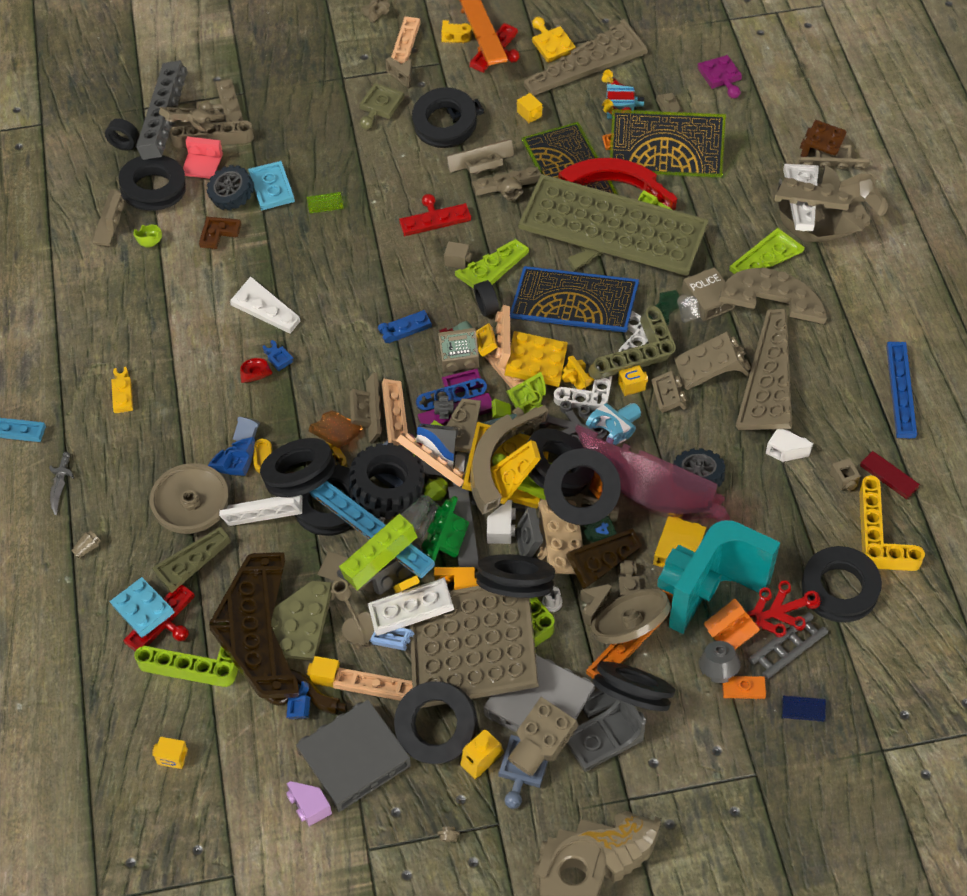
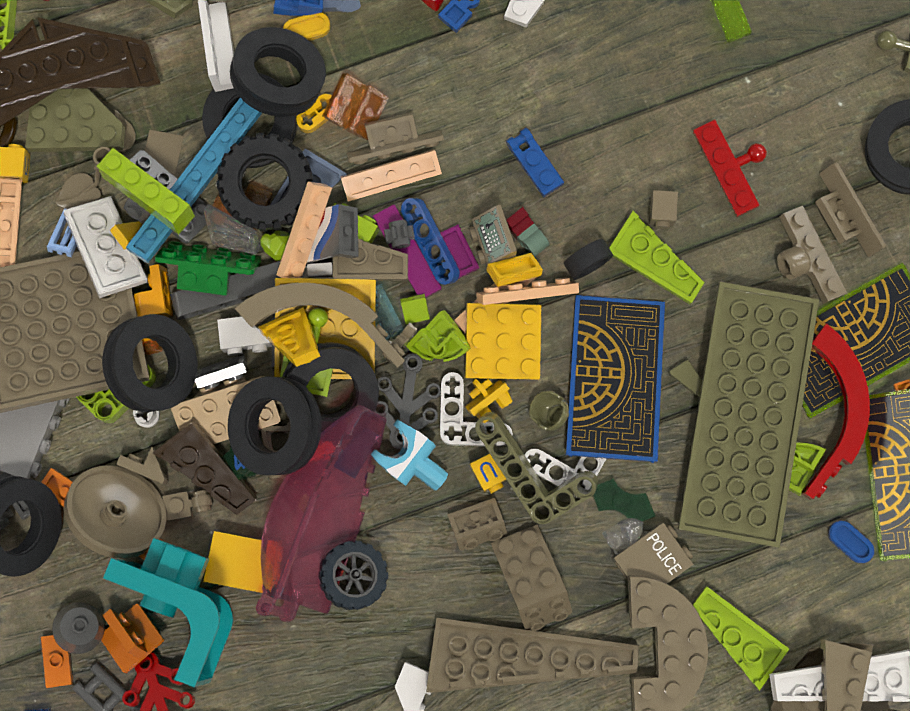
camera: 80 degrees right, 25 degrees up
(592, 336) = (549, 410): none -> olive hair
(707, 190) = (851, 542): none -> blue tile

